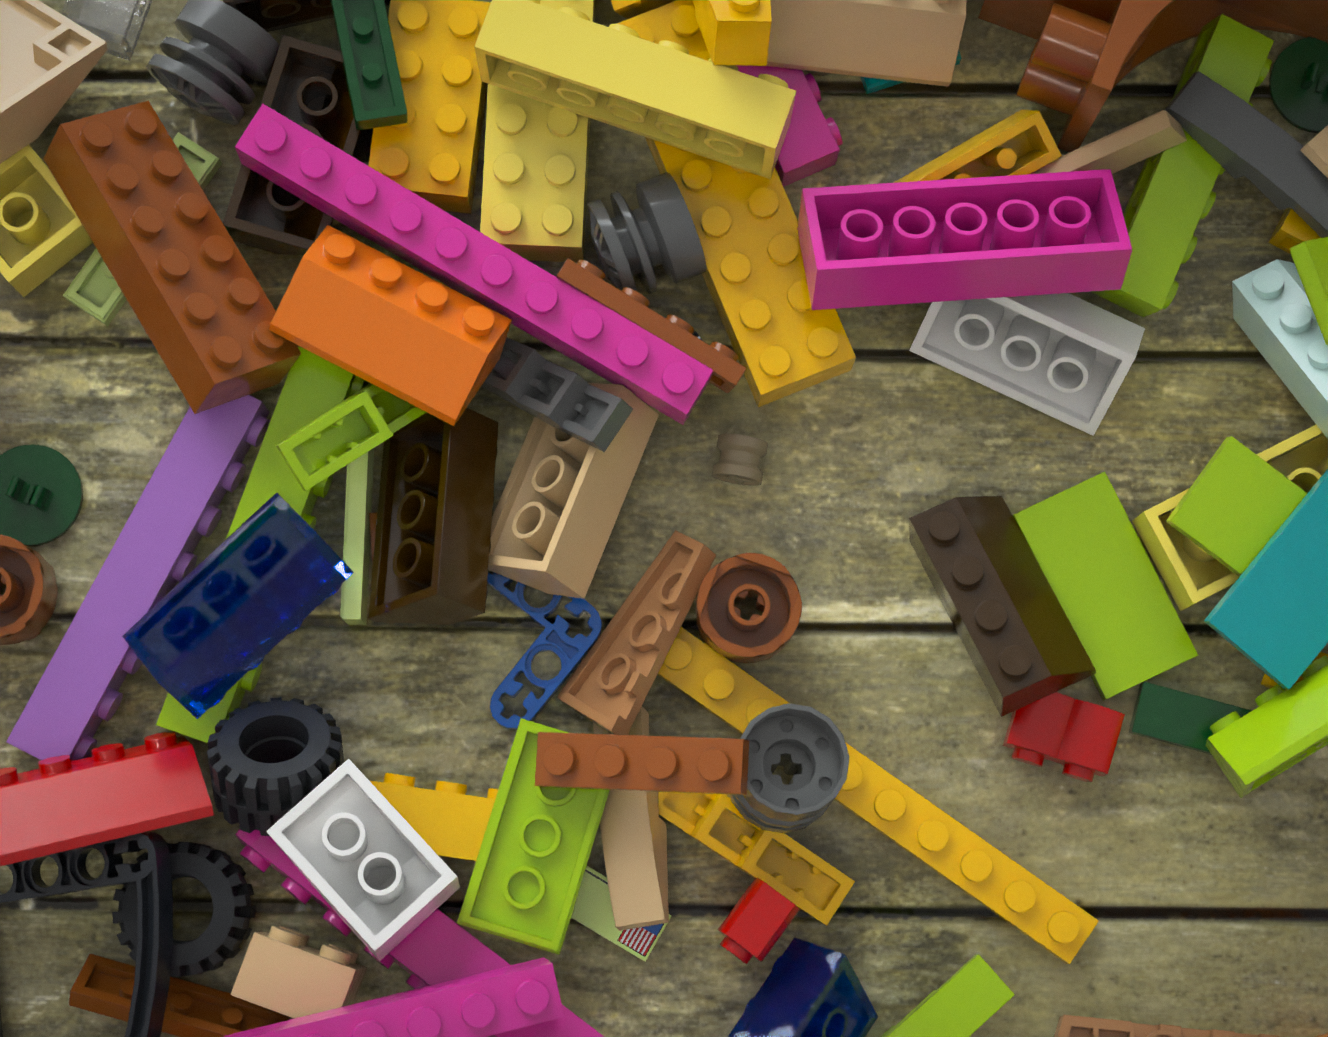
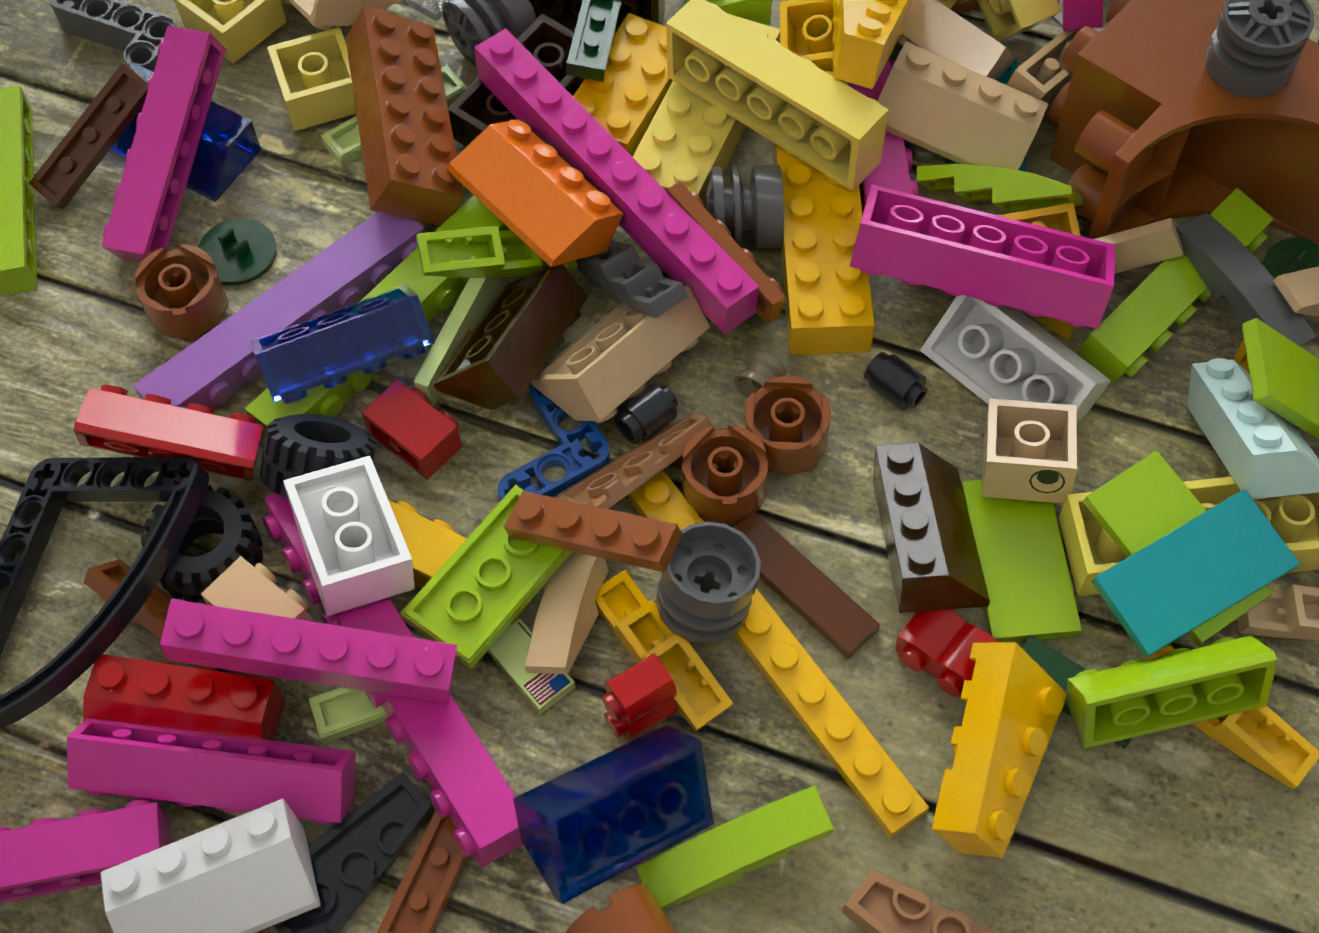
camera: 25 degrees right, 20 degrees down
(360, 670) = (413, 428): none -> red brick
(627, 554) = (647, 413): none -> black brick
(810, 494) = (790, 423): none -> dark orange brick
(874, 705) = (808, 589): none -> reddish brown tile
(898, 409) = (896, 381): none -> black brick
(955, 106) = (1007, 188): none -> lime slope
(1083, 464) = (1029, 450): none -> tan brick
(1154, 840) = (996, 749): none -> yellow wedge

